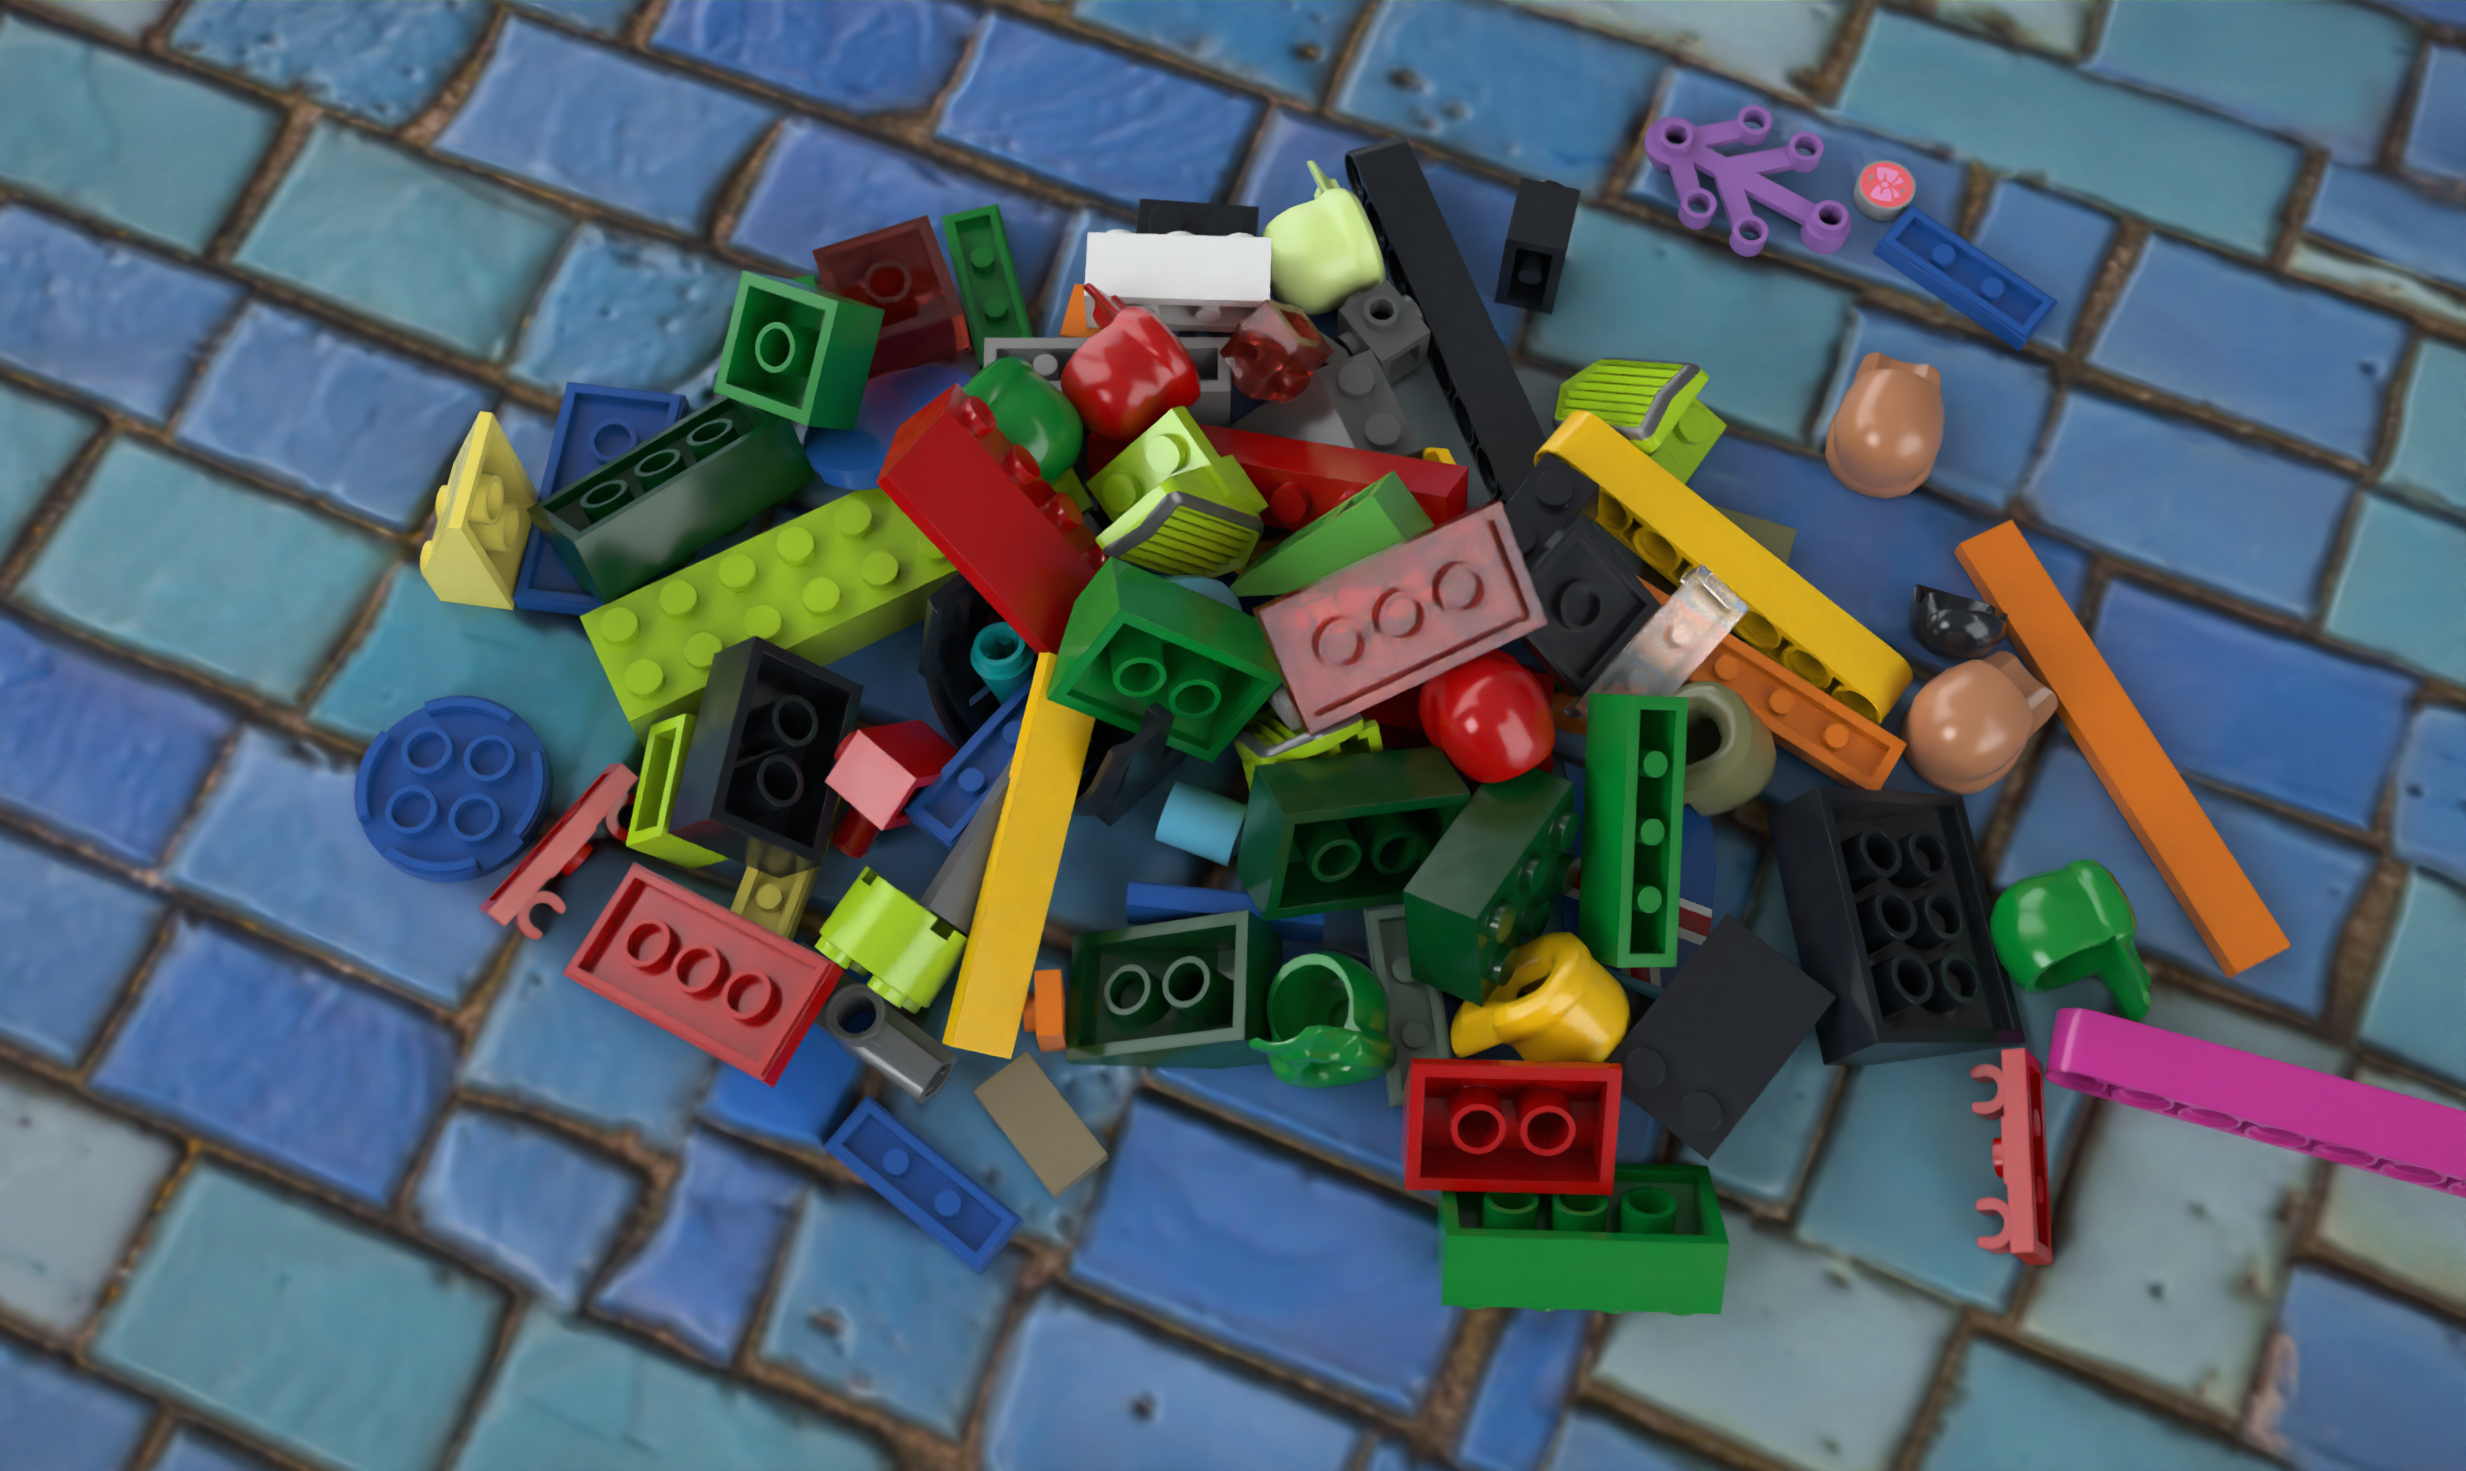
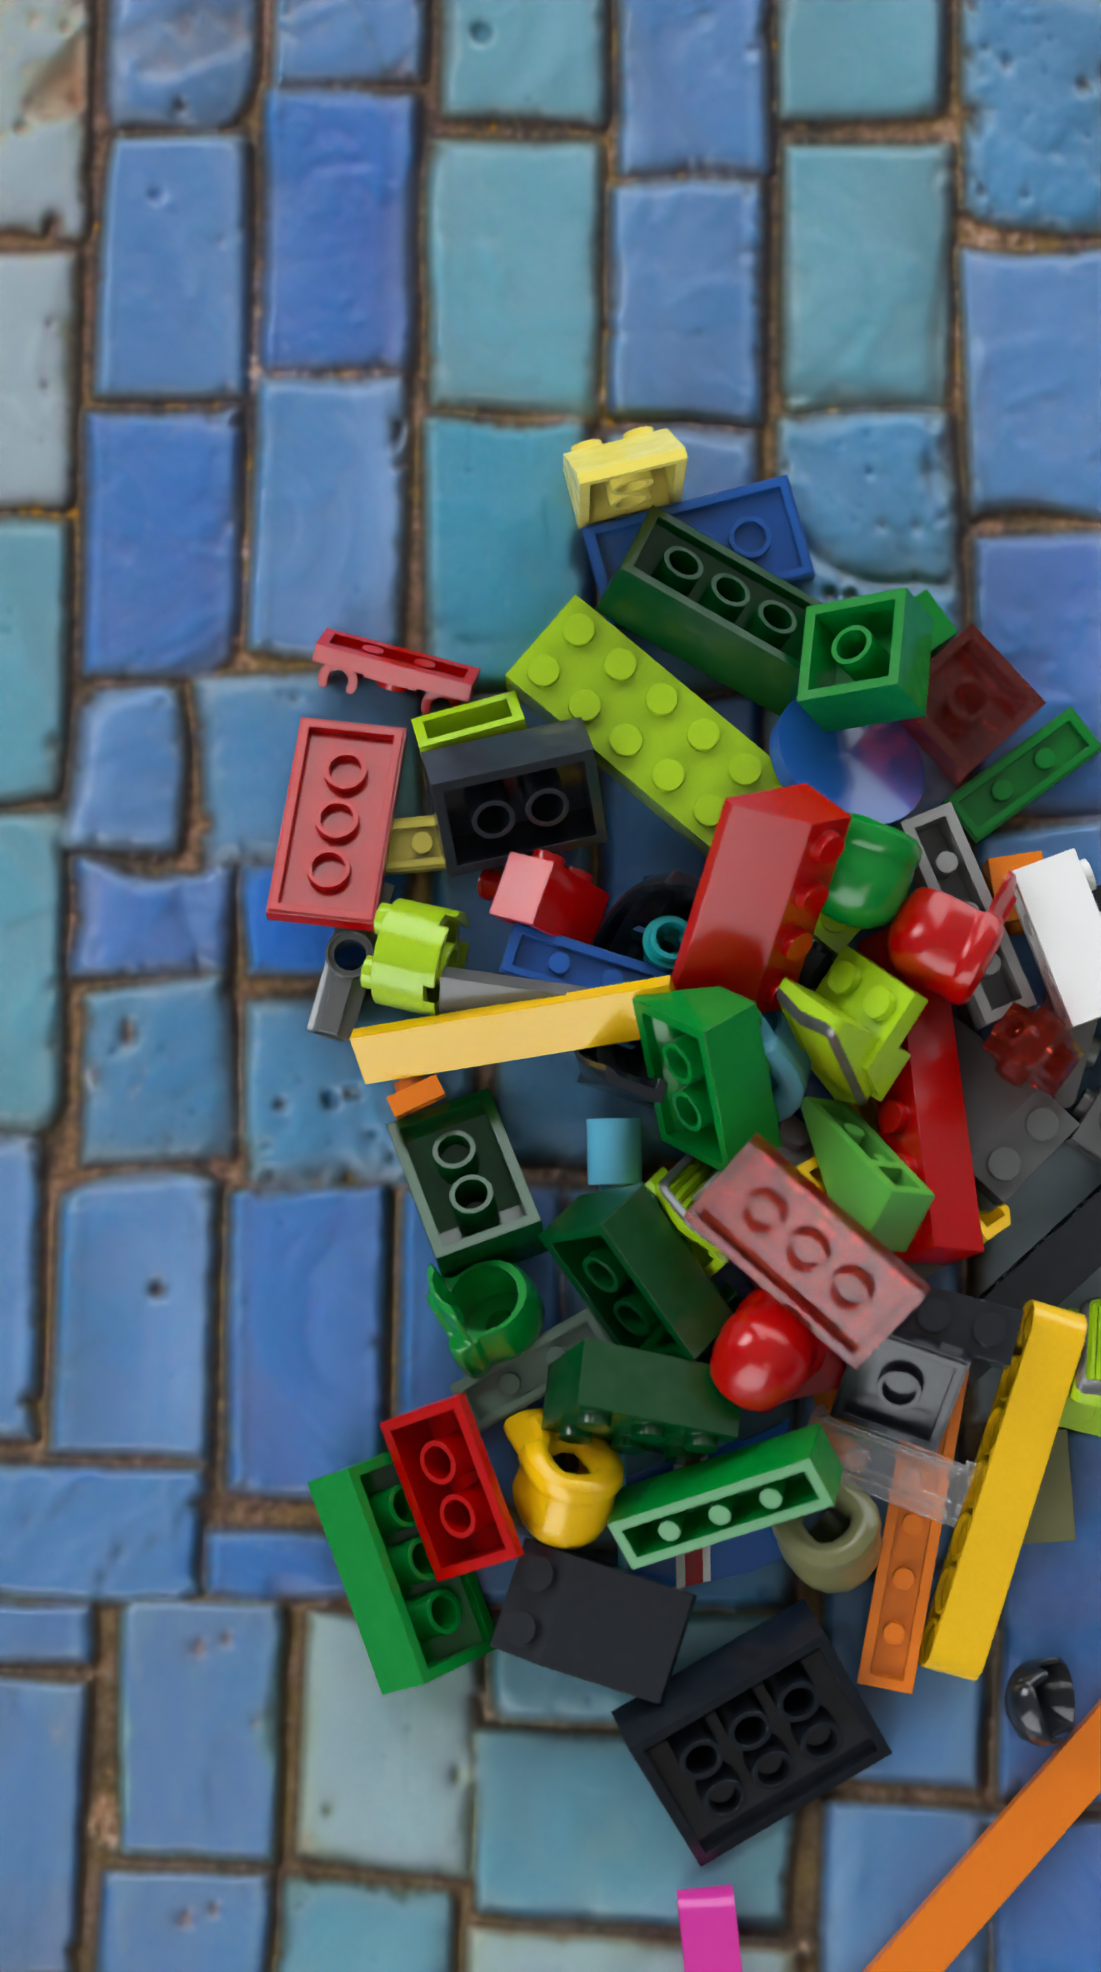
camera: 70 degrees right, 15 degrees up
(454, 789) = (413, 561): blue tile -> none
(923, 1185) = (252, 1058): blue tile -> none
(1041, 1125) = (330, 1126): dark tan tile -> none
(1165, 902) = (541, 1172): blue tile -> none
(1974, 723) = (959, 1746): nougat piece -> none
(2018, 1157) = (598, 1888): plate -> none
(2071, 928) = (802, 1871): green piece -> none

